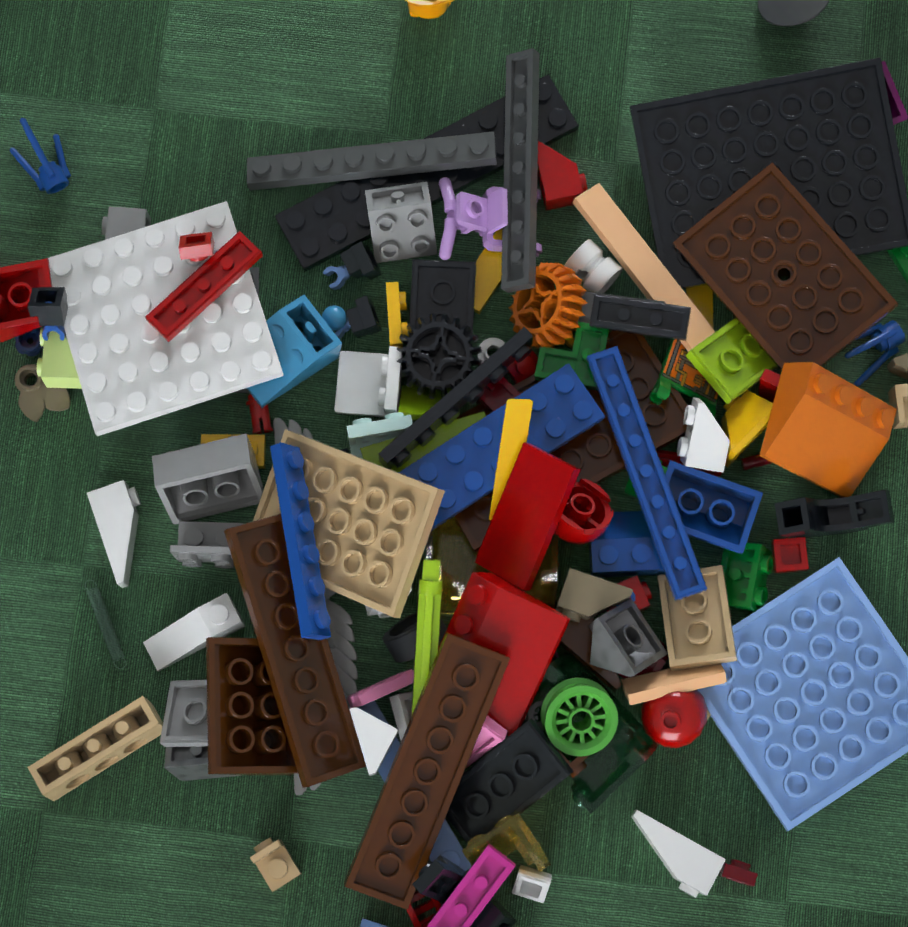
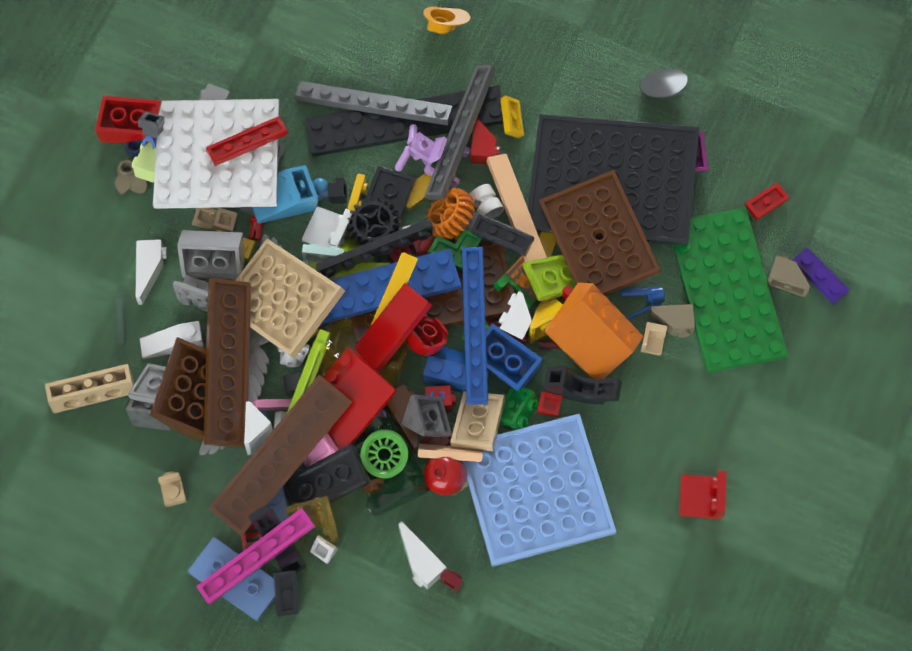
camera: 15 degrees right, 10 degrees down
(52, 176) = (180, 59): blue plant -> none
(193, 420) = (214, 219): none -> tan slope
(196, 246) = (250, 117): plate -> none
(300, 542) = (251, 301): blue plate -> none
(358, 263) = (345, 159): black piece -> none
(401, 222) = (379, 143): light grey bracket -> none
(585, 119) = (512, 117): none -> yellow plate
(589, 596) = (413, 382): dark tan slope -> none

